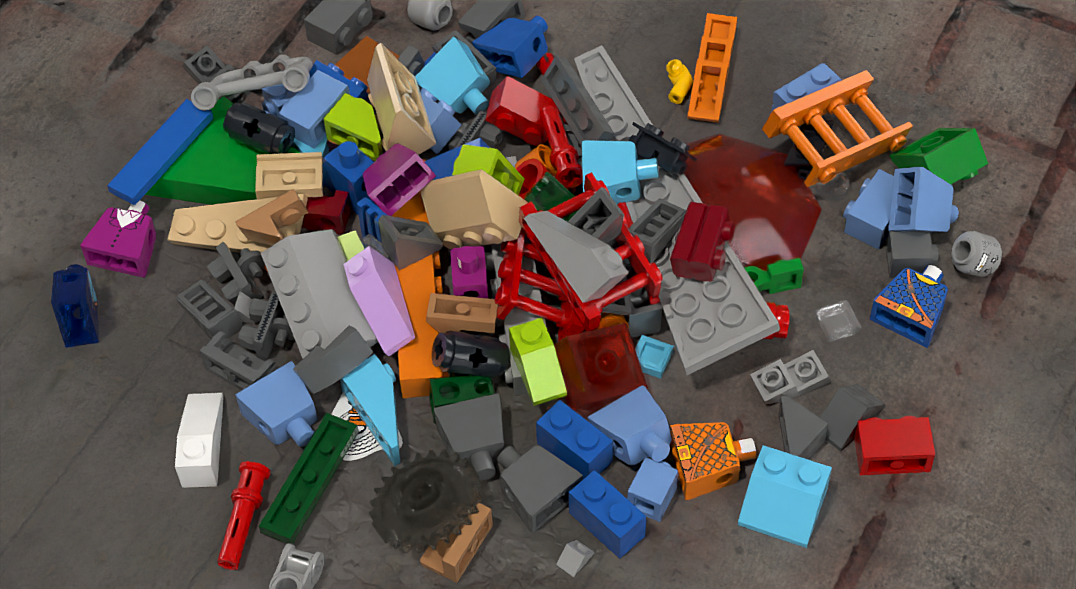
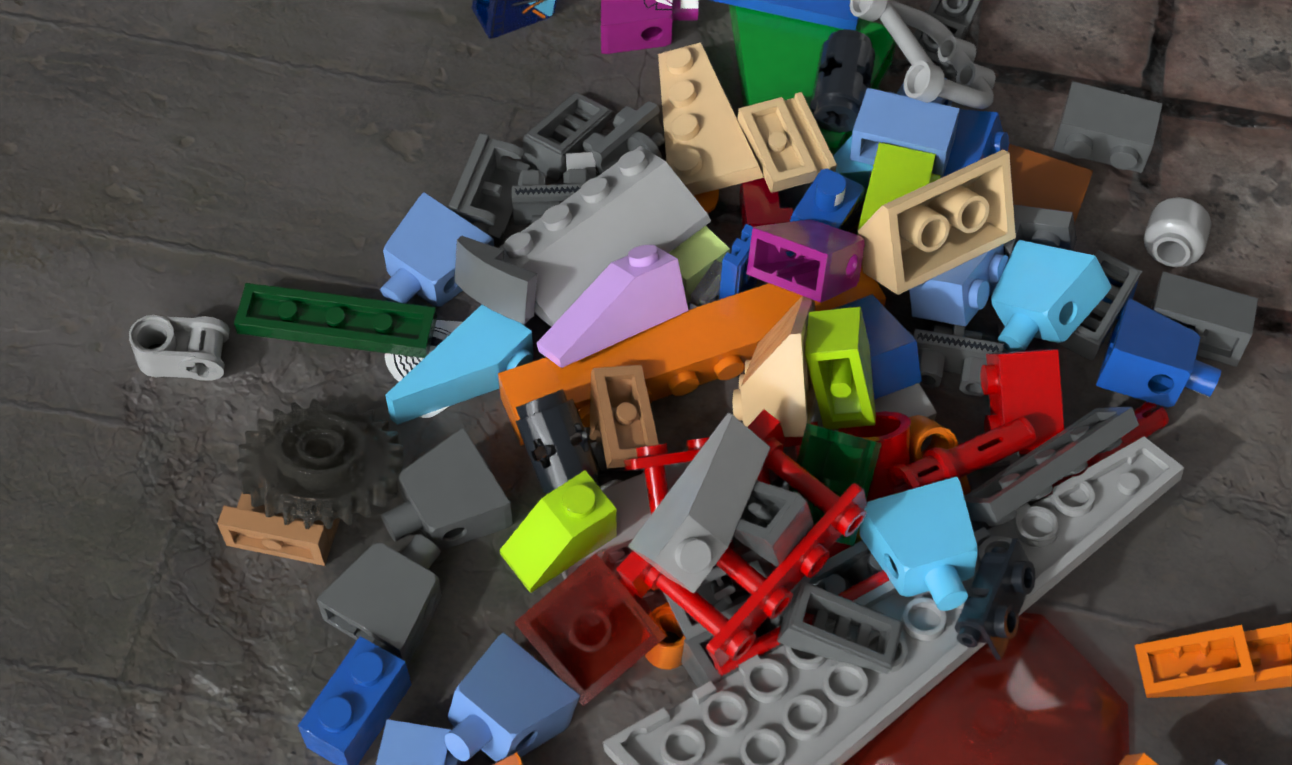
camera: 70 degrees right, 5 degrees up
(199, 441) = (363, 181): white slope -> none
(246, 500) = (285, 260): red pin -> none
(265, 222) = (691, 138): medium nougat slope -> none
(407, 240) = (720, 309): dark grey slope -> none
(458, 389) = (508, 459): dark green leg -> none
(469, 271) = (691, 407): magenta torso -> none
(574, 440) = (465, 625): blue brick -> none
(574, 557) = (294, 685): light grey piece -> none
(653, 355) = (656, 692): medium azure tile -> none
(680, 79) = (1209, 615): yellow arm -> none
(701, 242) = (827, 701): dark red brick -> none

